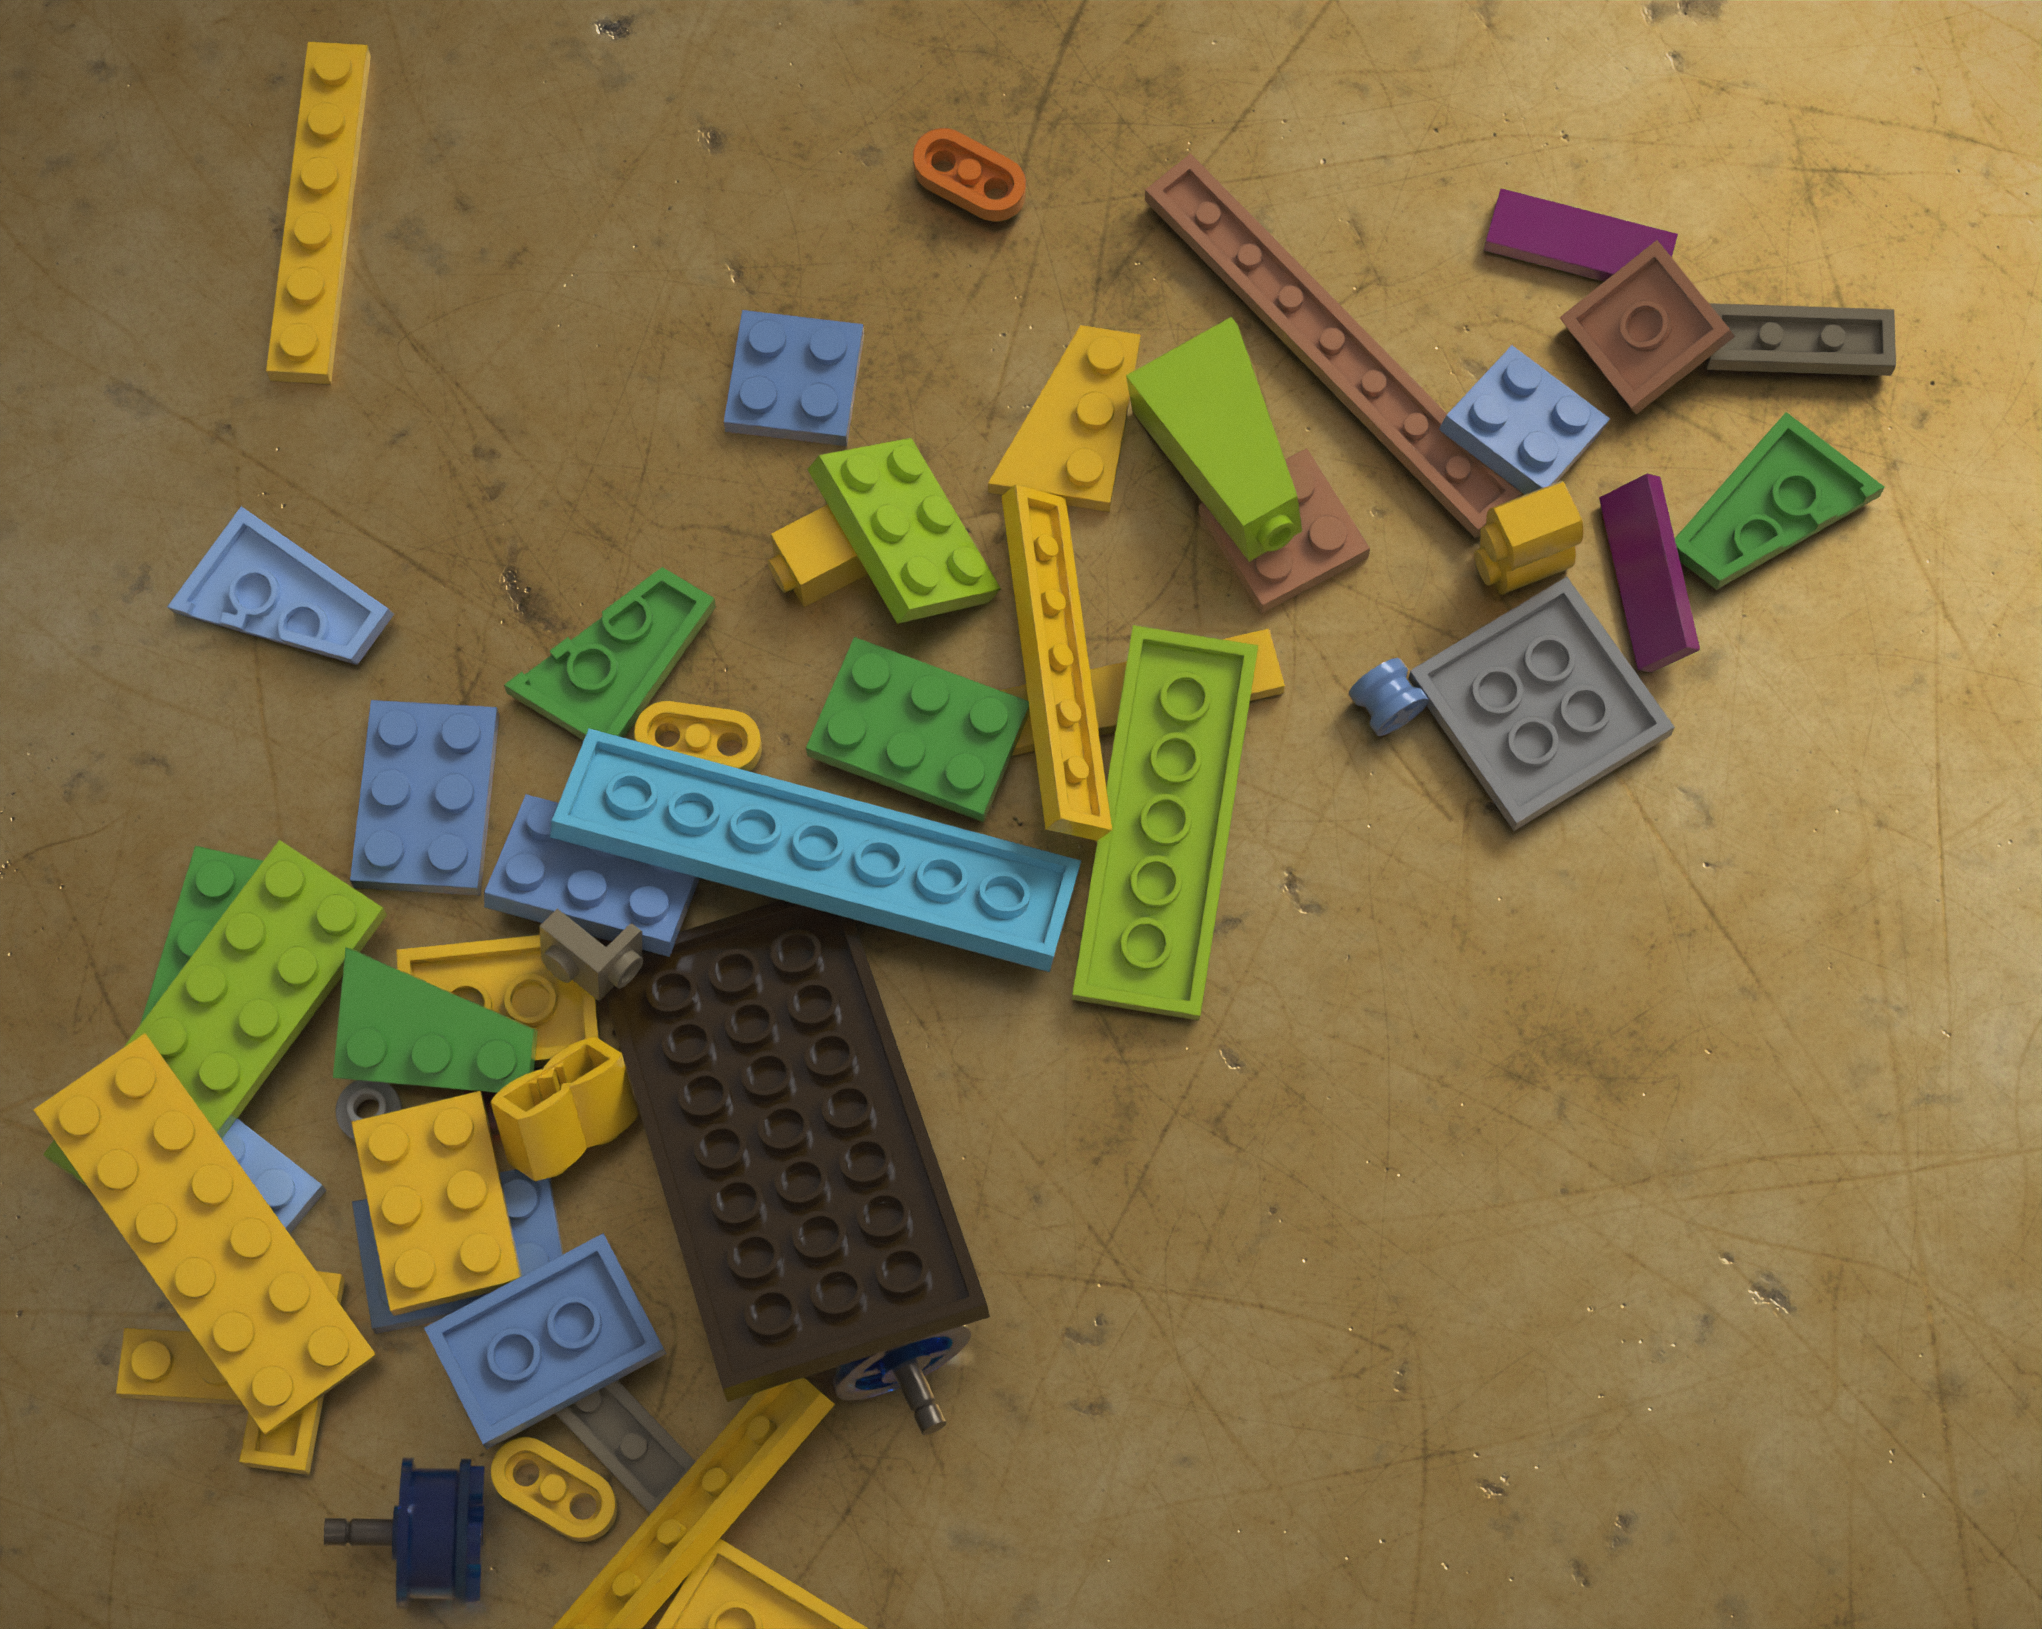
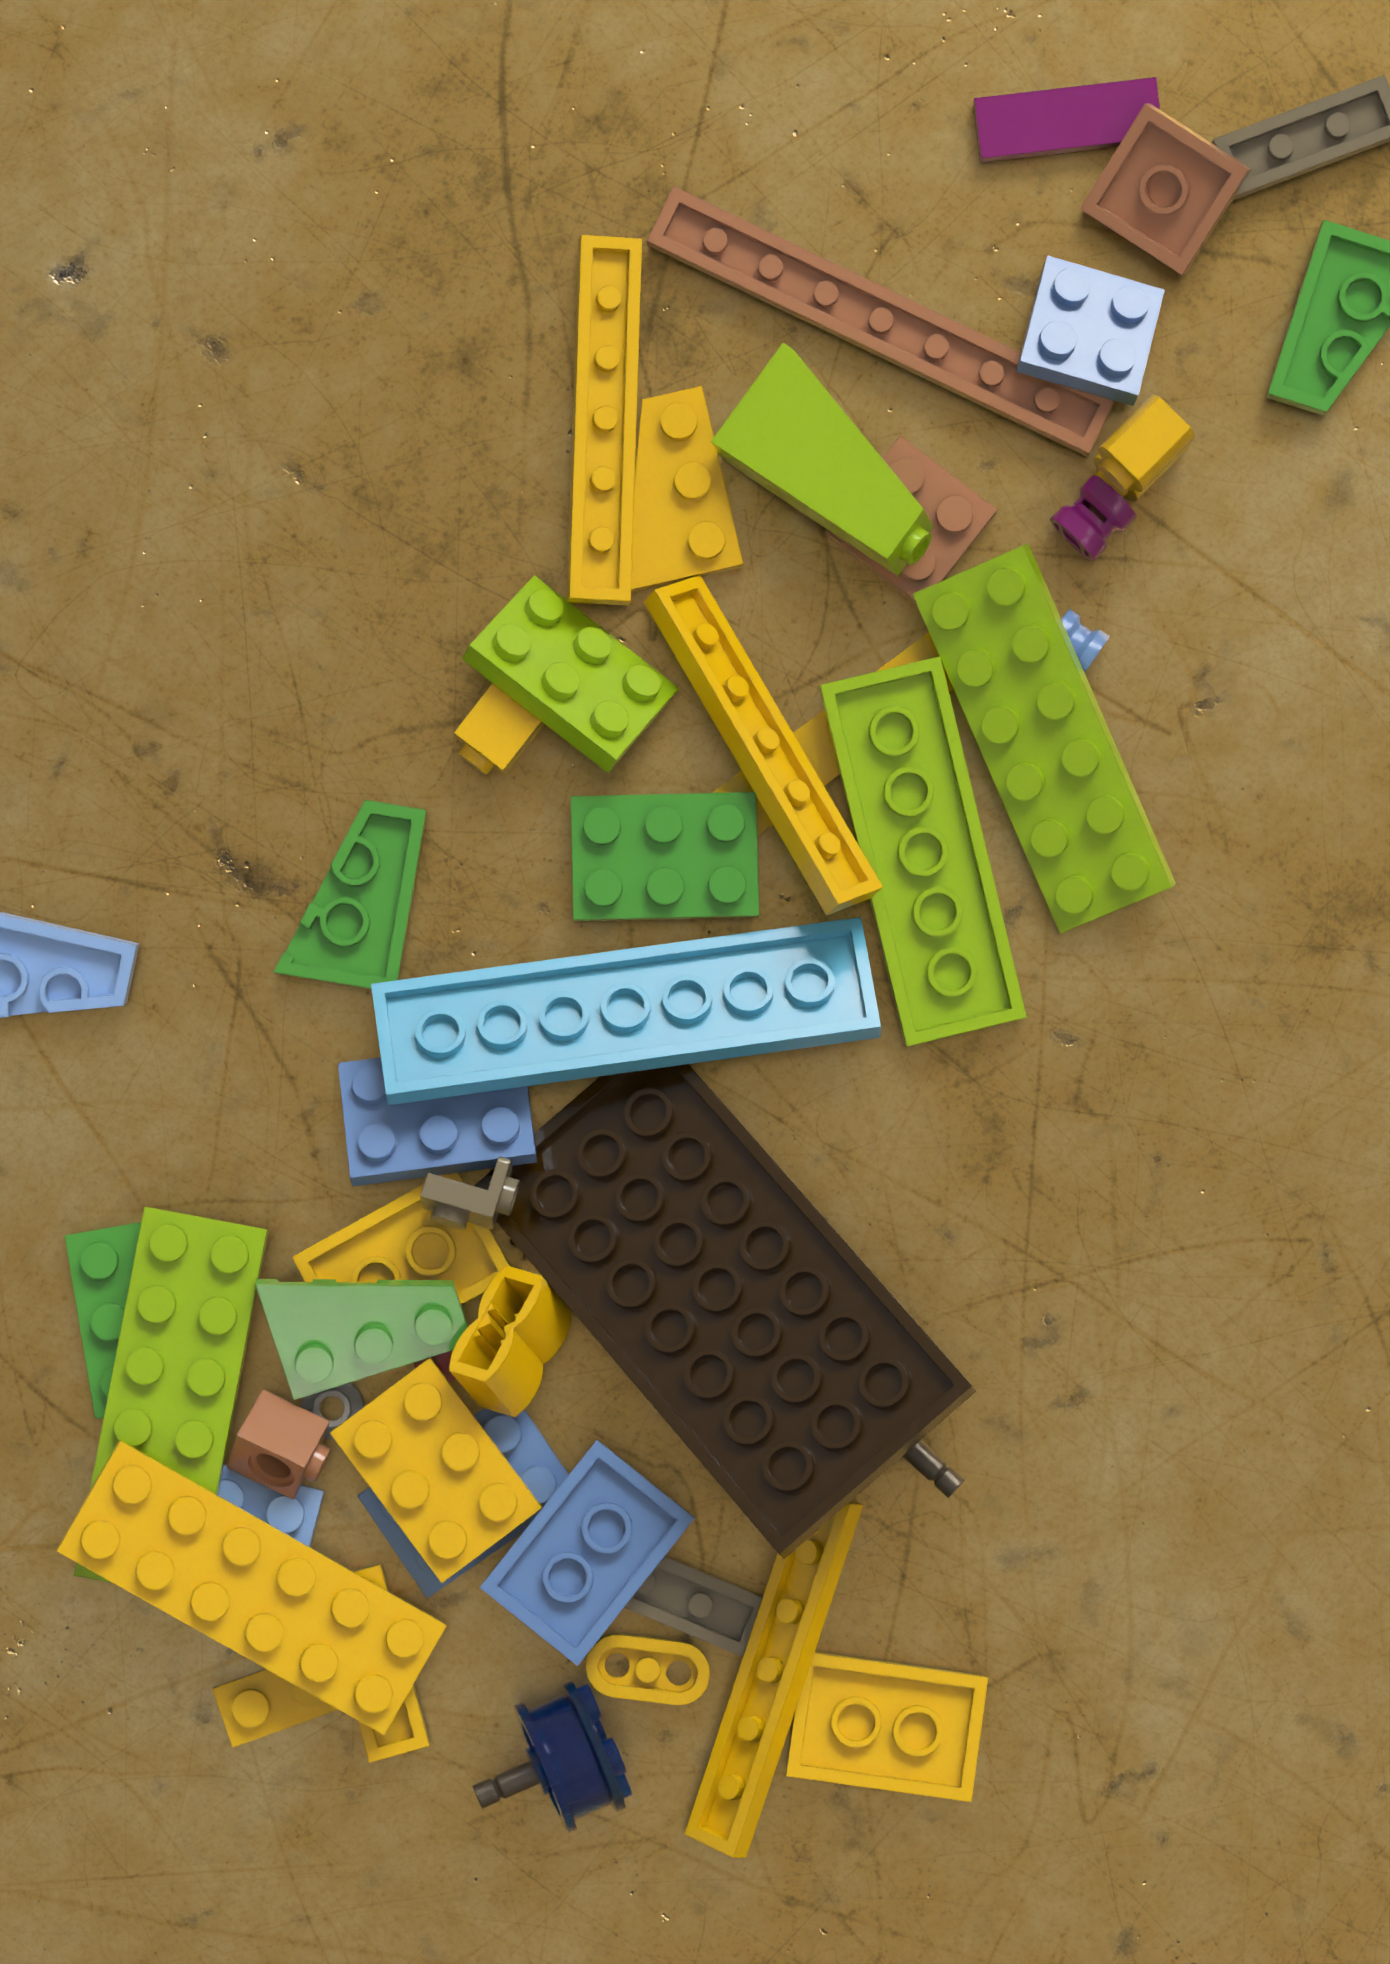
camera: 25 degrees left, 15 degrees up
(299, 1117) = (280, 1445): none -> nougat brick
(425, 797) = (247, 1101): medium blue plate -> none
(702, 732) = (469, 942): yellow plate -> none
(794, 378) = (399, 559): medium blue plate -> none
(973, 174) = (476, 286): orange plate -> none
(1035, 328) = (604, 420): none -> yellow plate
(1326, 765) = (1044, 738): none -> lime plate
(1457, 589) = (1093, 518): none -> magenta wheel
(1541, 703) = (1209, 595): light grey plate -> none
(1649, 573) = (1259, 429): magenta tile -> none

